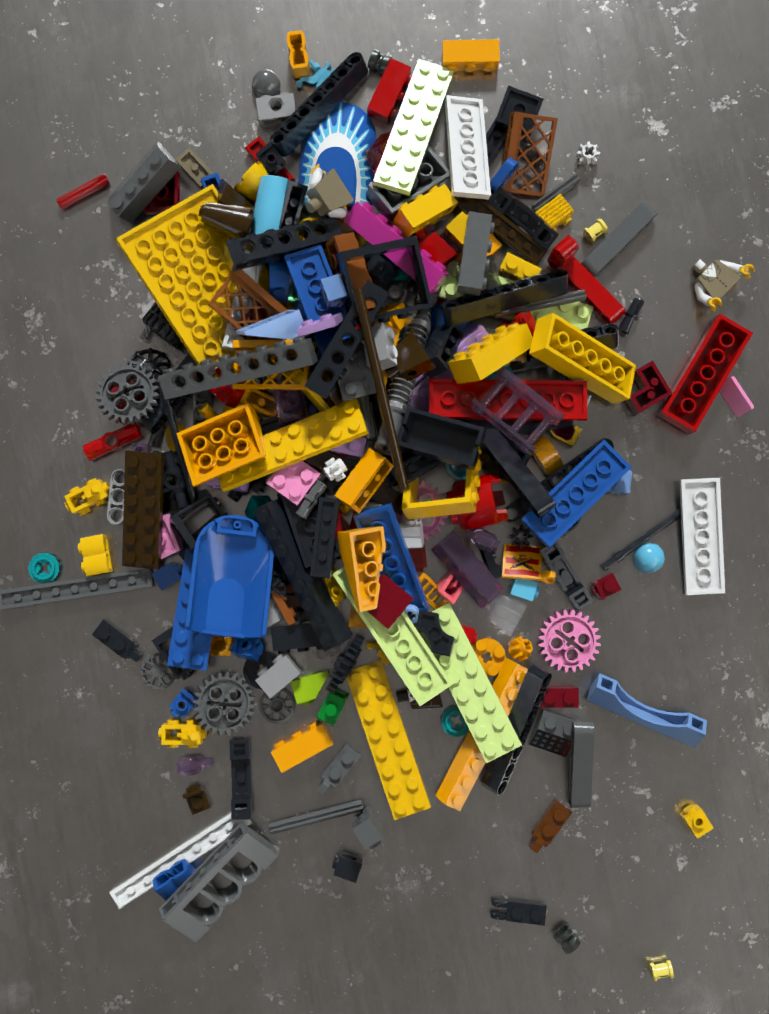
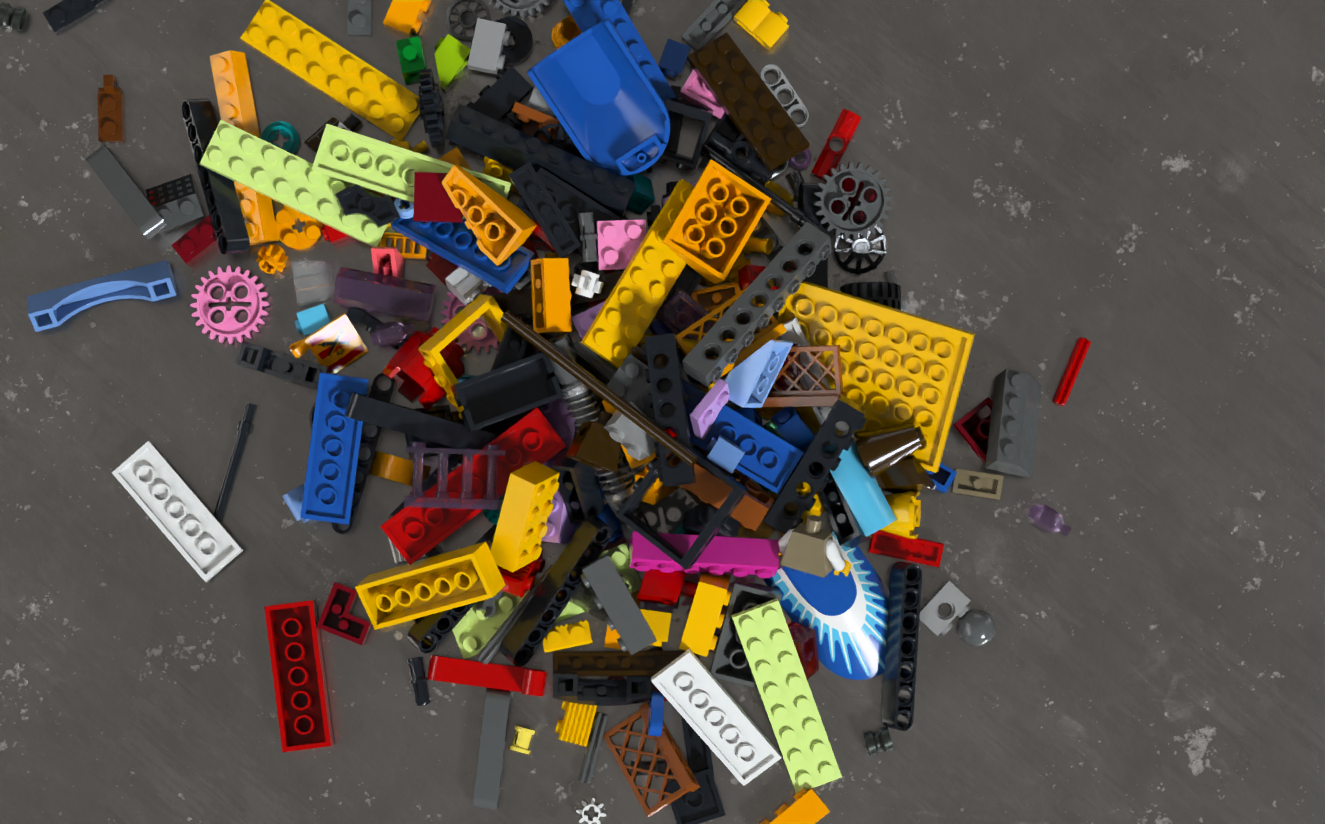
camera: 140 degrees right, 0 degrees up
(94, 493) = (812, 80): yellow brick -> none
(170, 113) = (1048, 519): none -> clear purple plant
(247, 648) = (538, 48): blue brick -> none
(267, 153) = (912, 552): black brick -> none
(298, 54) = (970, 686): light orange brick -> none
(319, 77) = (927, 682): medium azure piece -> none
(389, 91) = (843, 718): red brick -> none
(516, 540) = (358, 362): black gear -> none
(567, 435) = (386, 505): rock -> none
(605, 586) = (234, 386): dark red bracket -> none
(648, 558) = (213, 449): medium azure hair -> none
(717, 280) = (359, 783): torso -> none
(736, 397) = (250, 679): bright pink slope -> none

